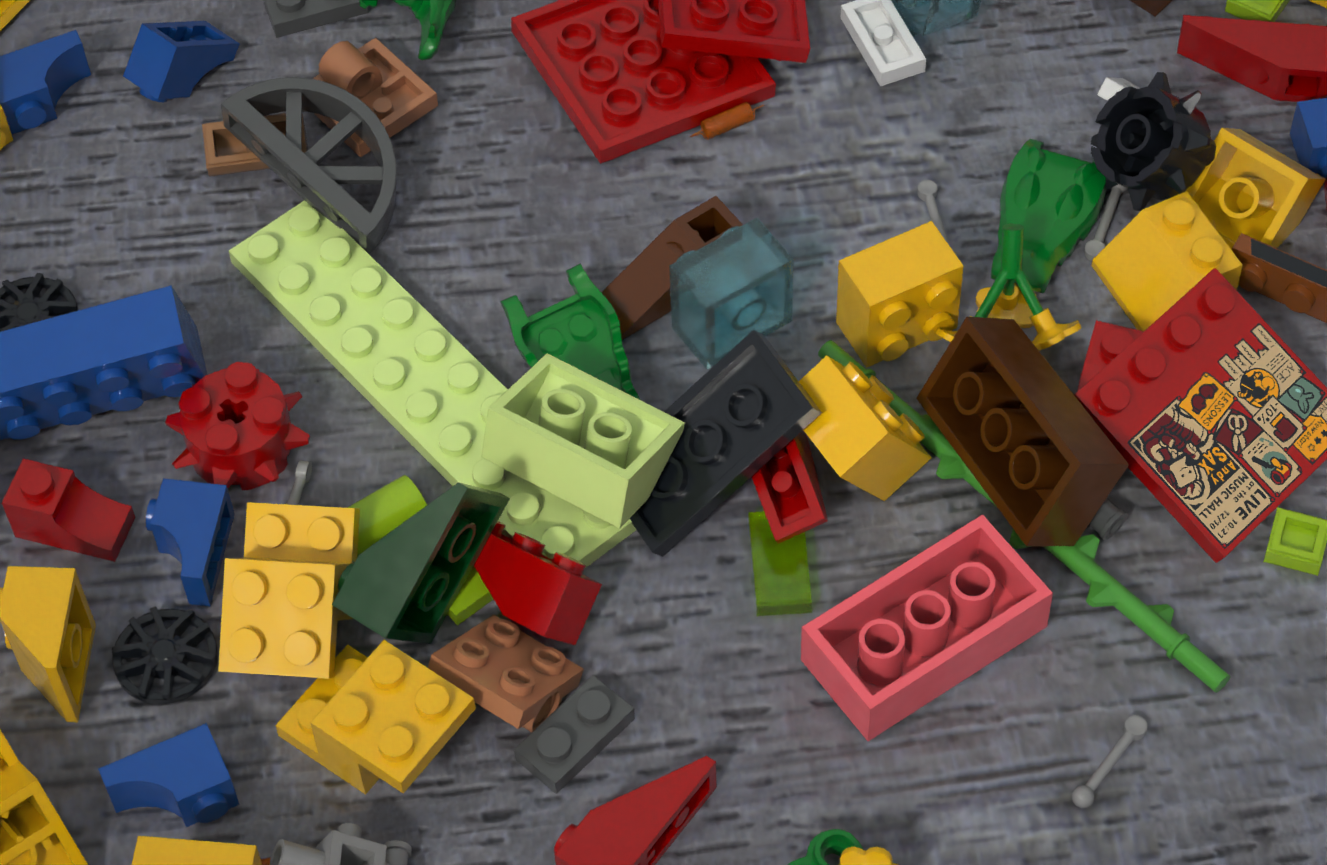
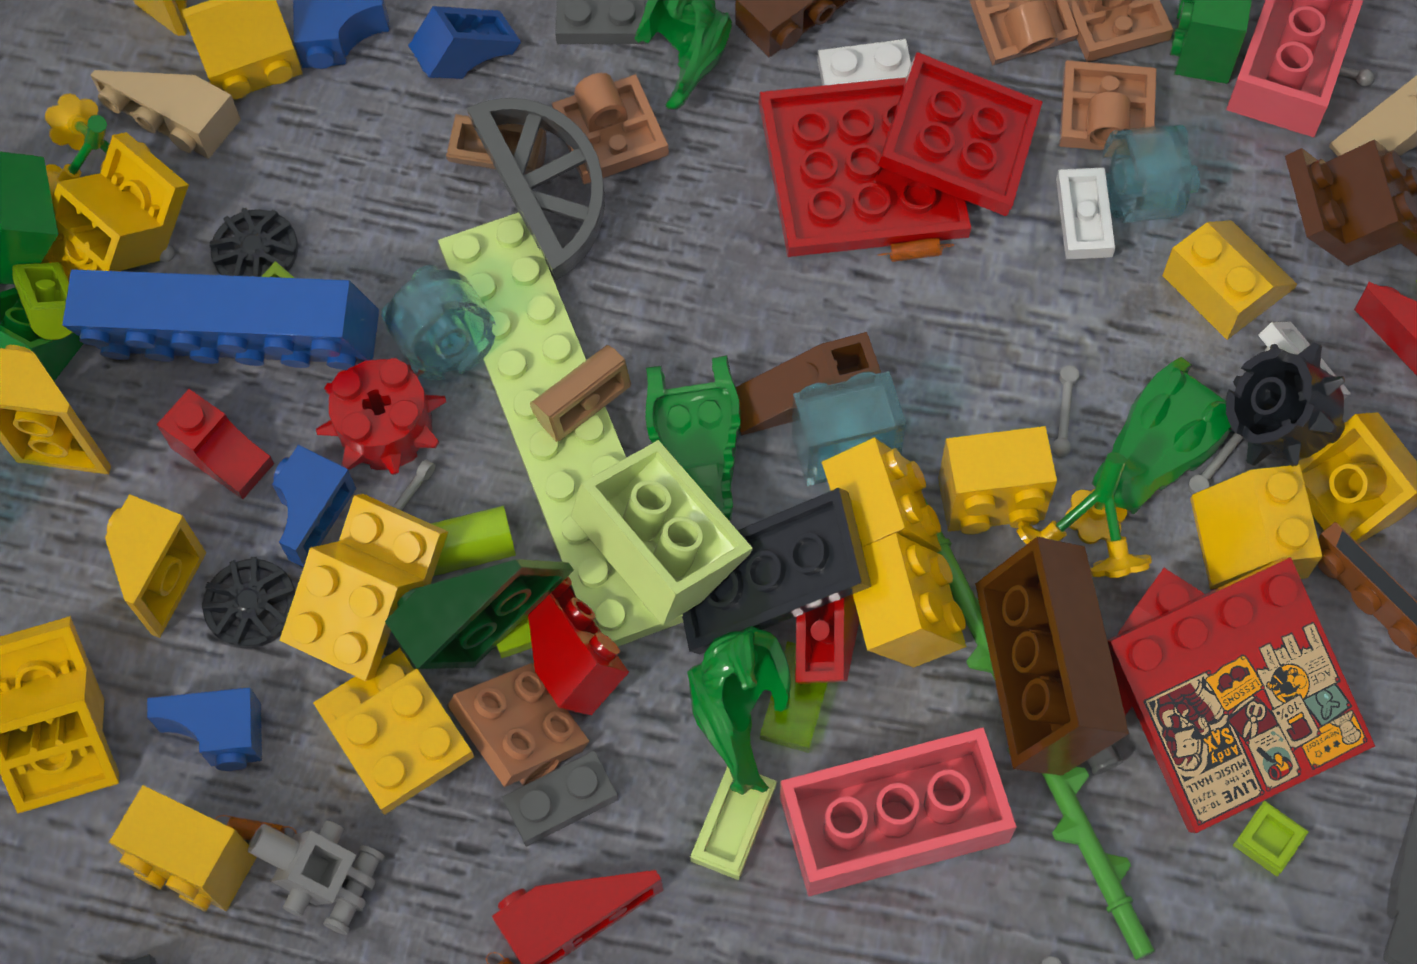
camera: 20 degrees right, 10 degrees up
(268, 318) = (439, 323): none -> clear light blue brick
(445, 341) = (582, 393): none -> medium nougat brick
(708, 569) = (727, 689): none -> green hair
(762, 698) = (731, 827): none -> yellowish green tile
(792, 327) = (884, 493): none -> yellow brick
(1042, 57) = (1226, 276): none -> yellow slope

